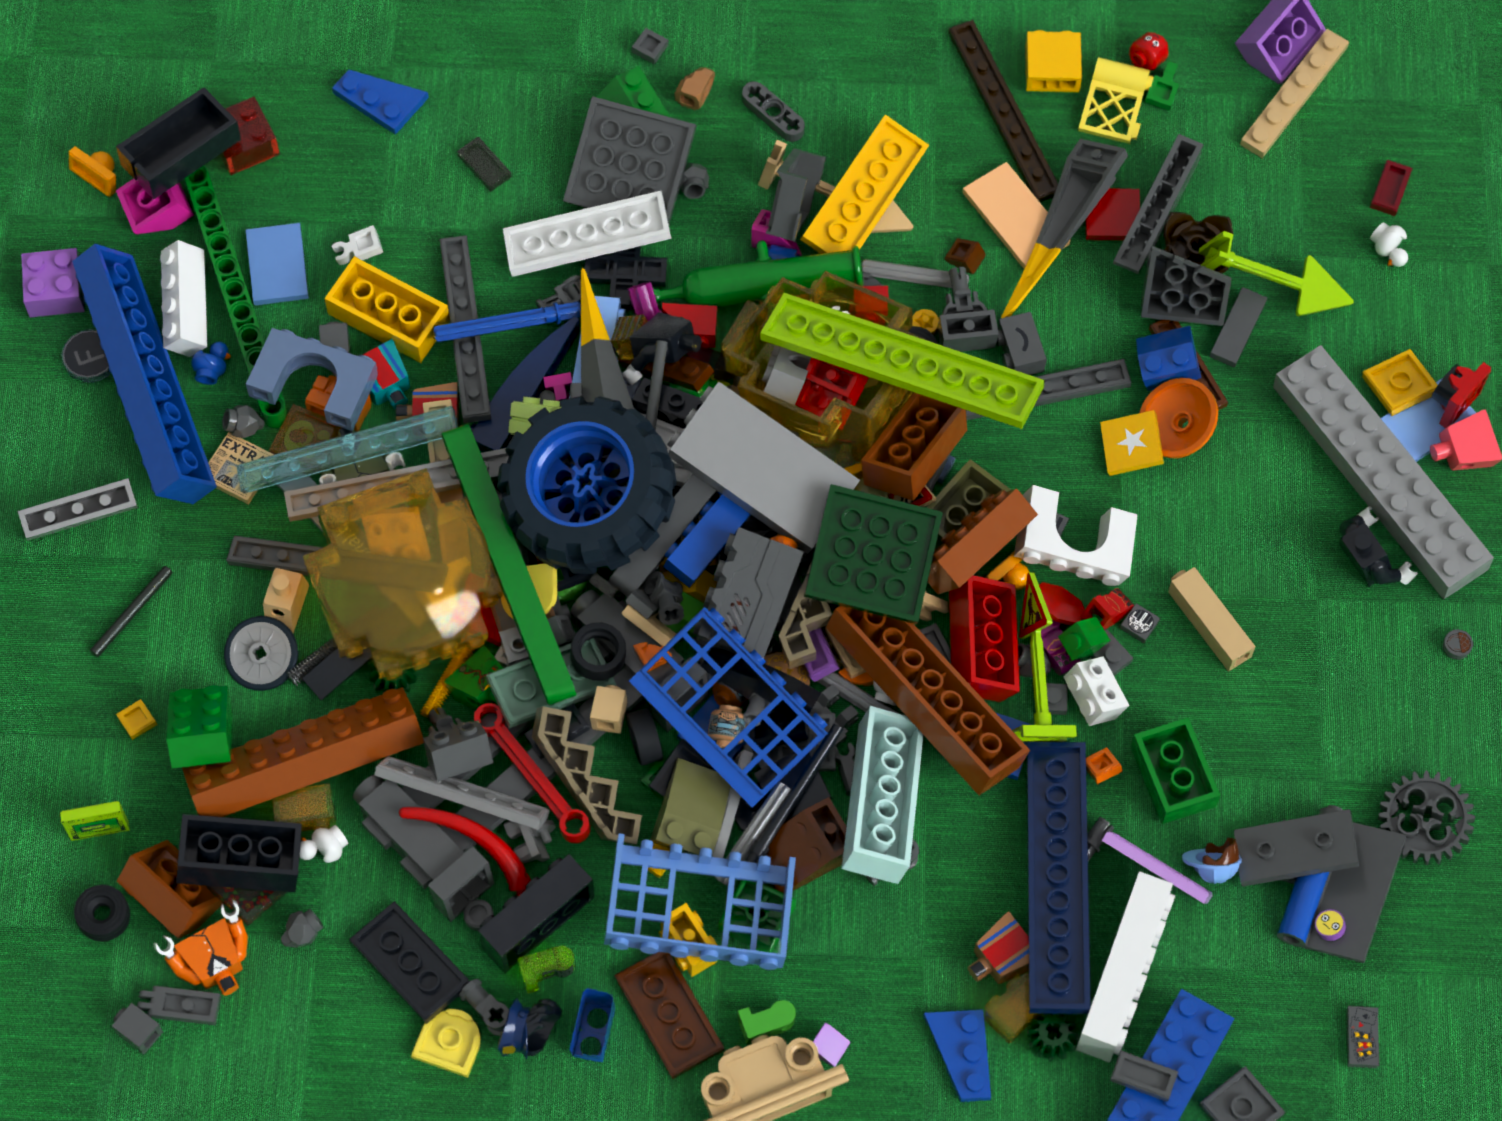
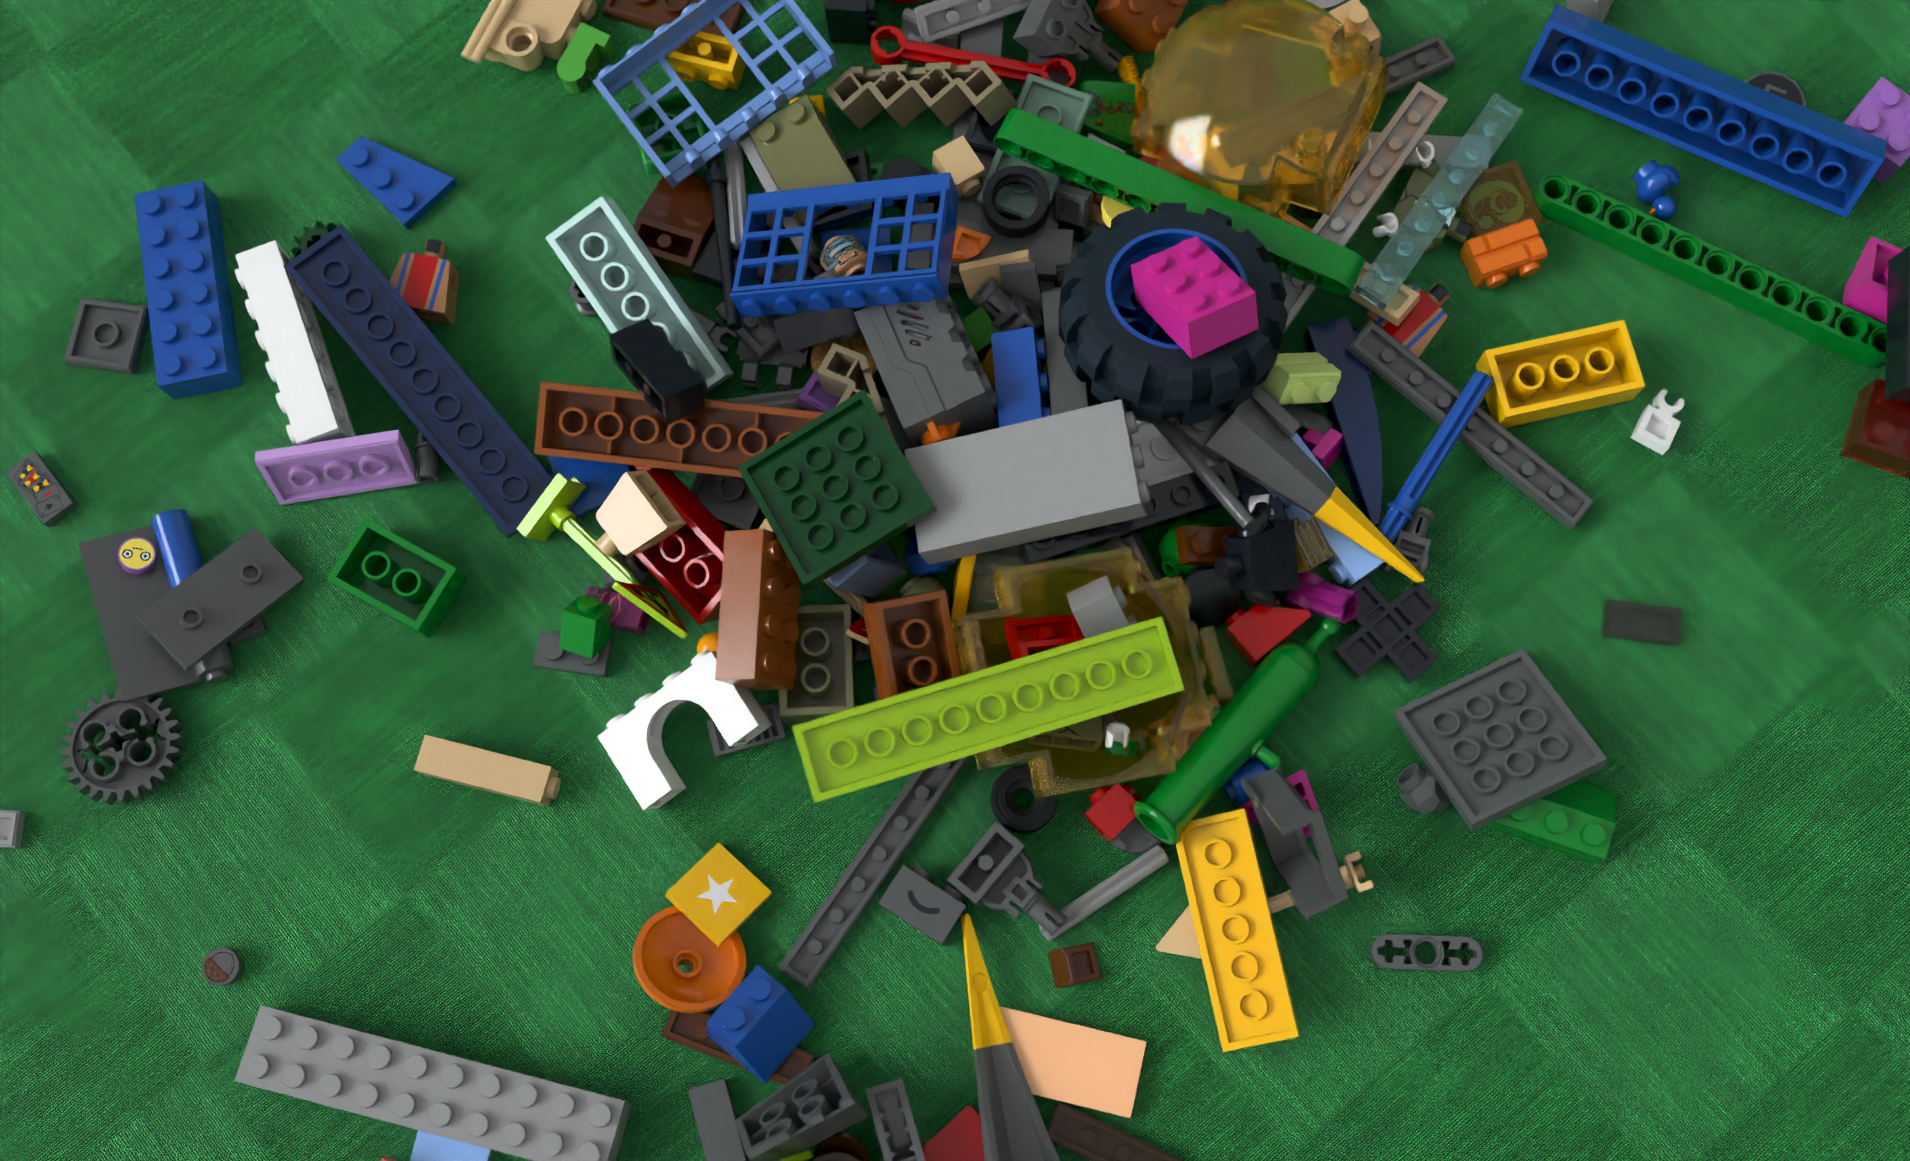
camera: 145 degrees right, 10 degrees up
(183, 298) = (1752, 217): white brick -> none
(225, 461) = (1536, 130): tan tile -> none
(242, 421) = (1567, 156): dark grey rock -> none
(277, 264) = (1712, 339): medium blue tile -> none
(287, 352) = (1513, 266): sand blue arch -> none
(335, 335) = (1570, 305): dark grey brick -> none
(380, 99) = (1813, 597): blue wing -> none
(391, 377) = (1493, 312): torso -> none
(579, 452) = (1195, 297): none -> dark pink brick
(586, 233) = (1459, 626): white plate -> none
(650, 46) = (1624, 909): dark grey plate -> none
(695, 88) = (1528, 904): medium nougat rock -> none
(830, 1044) = (514, 87): slope -> none
(914, 716) = (658, 371): none -> black brick
(926, 319) = (1044, 846): yellow tile -> none
(1000, 658) = (636, 516): none -> torso
(1010, 1012) = (378, 236): clear yellow brick -> none
(1057, 698) = (577, 563): dark grey plate -> none
(1062, 604) = (645, 651): red piece -> none
(1096, 691) = (535, 591): white brick -> none
(1102, 765) = (476, 533): orange tile -> none
(1109, 607) = (593, 687): red leg -> none
(1140, 623) = (557, 710): dark grey tile -> none
(1144, 1076) = (195, 259): dark grey tile -> none
(1215, 863) = (297, 525): light blue piece -> none
(1368, 554) = (383, 978): black torso -> none

